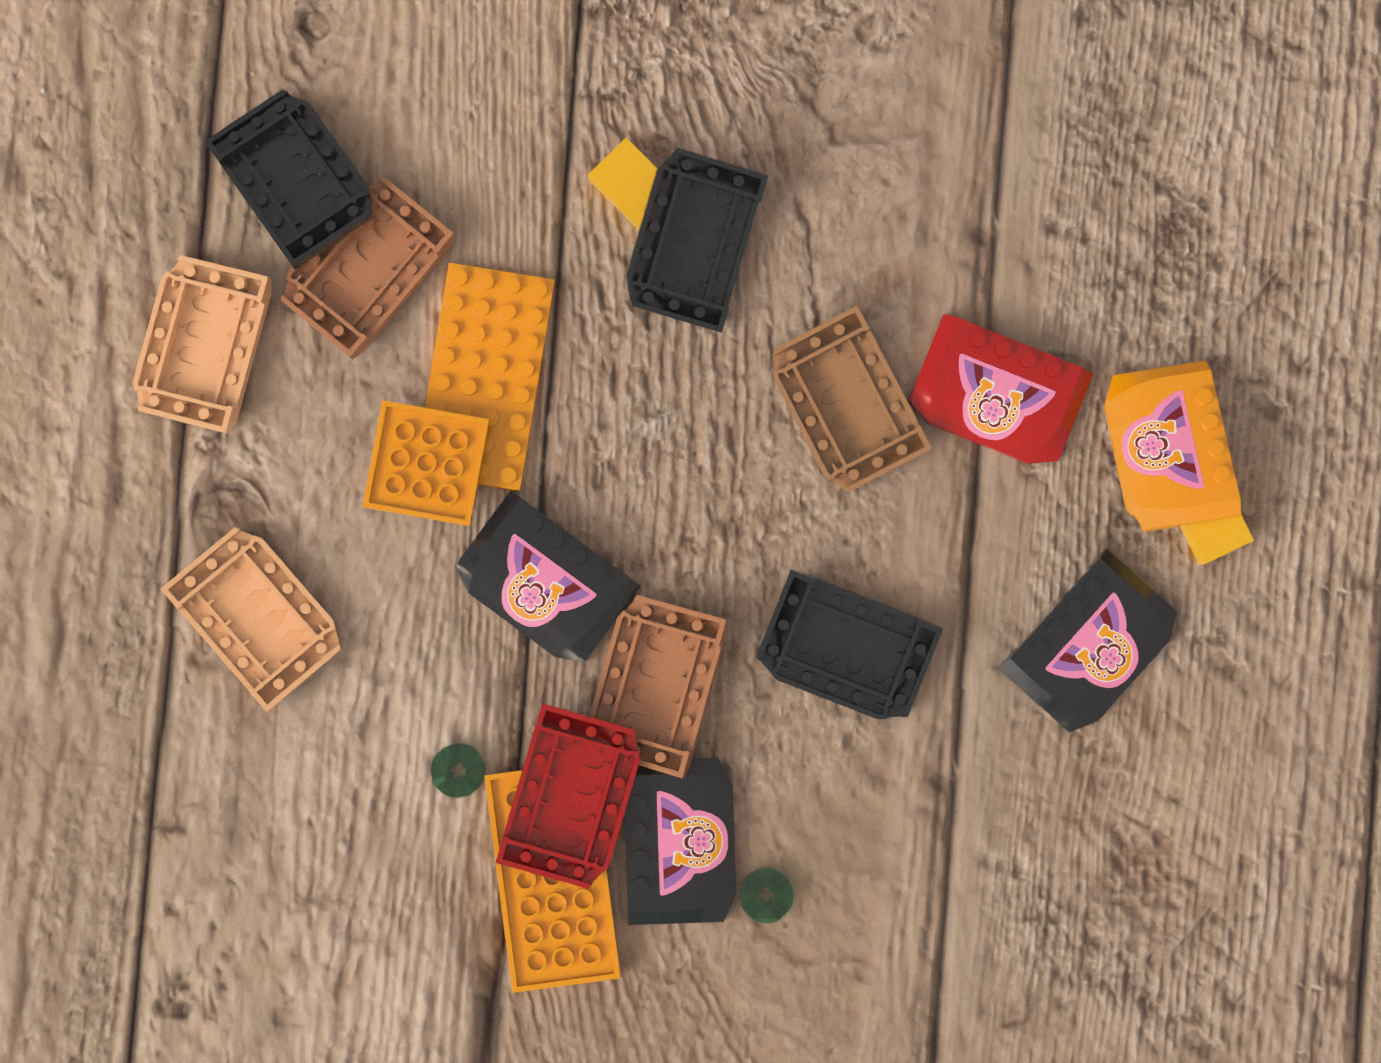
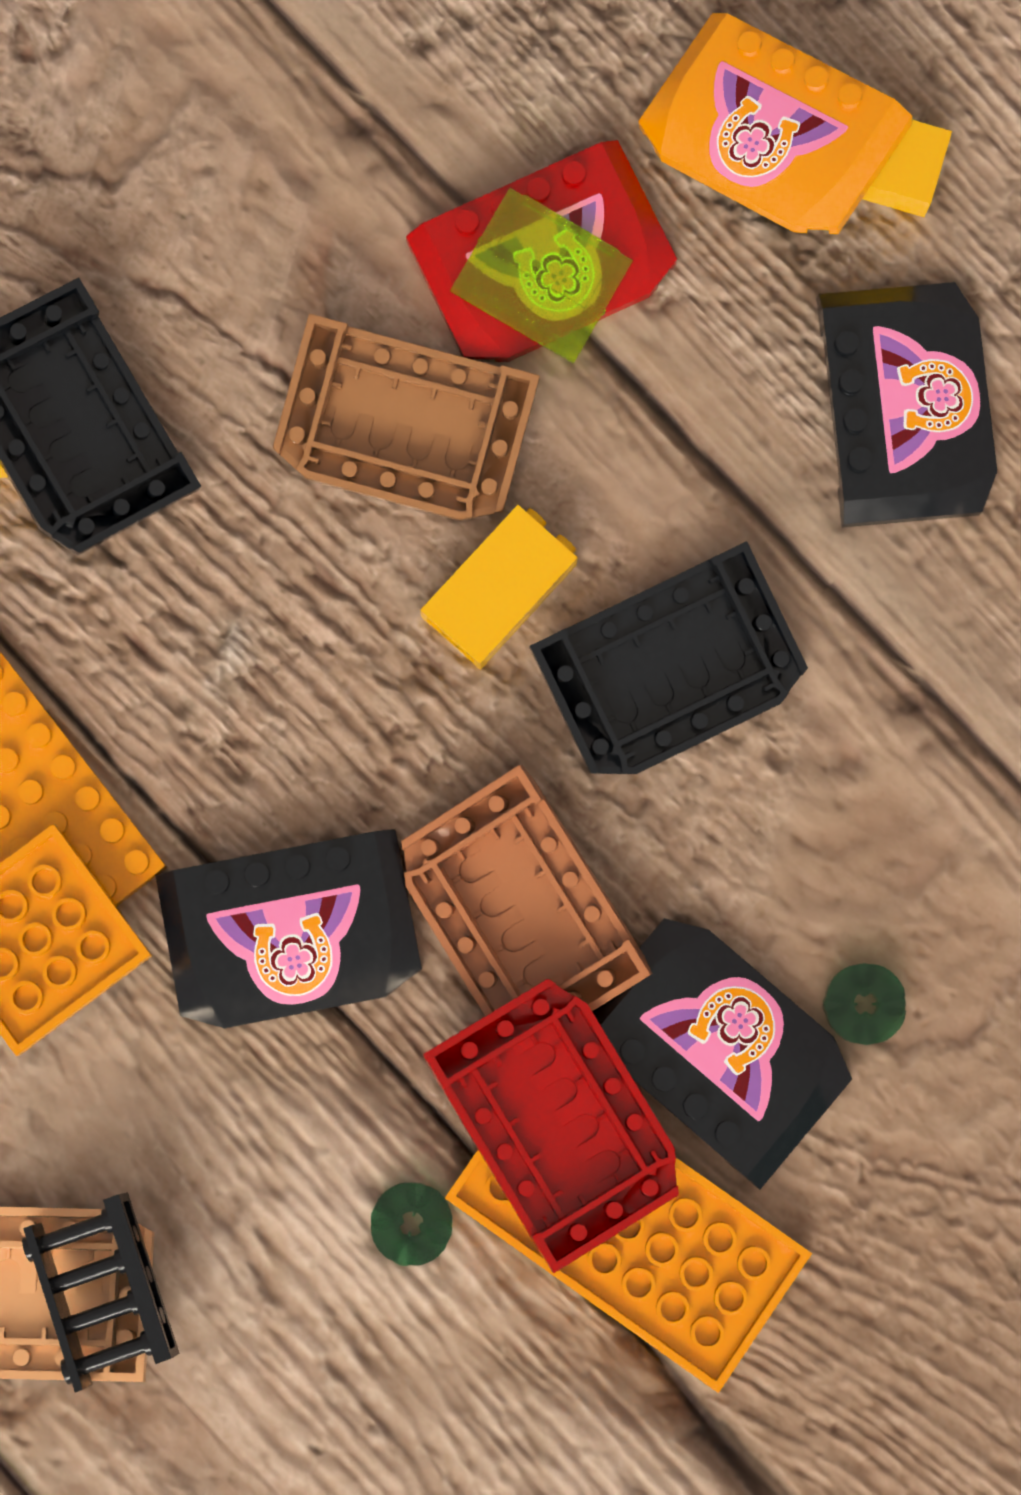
camera: 50 degrees left, 5 degrees down
(303, 675) = (142, 1299): none -> black fence
(809, 526) = (500, 585): none -> yellow brick
(985, 402) = (541, 275): none -> clear neon green piece

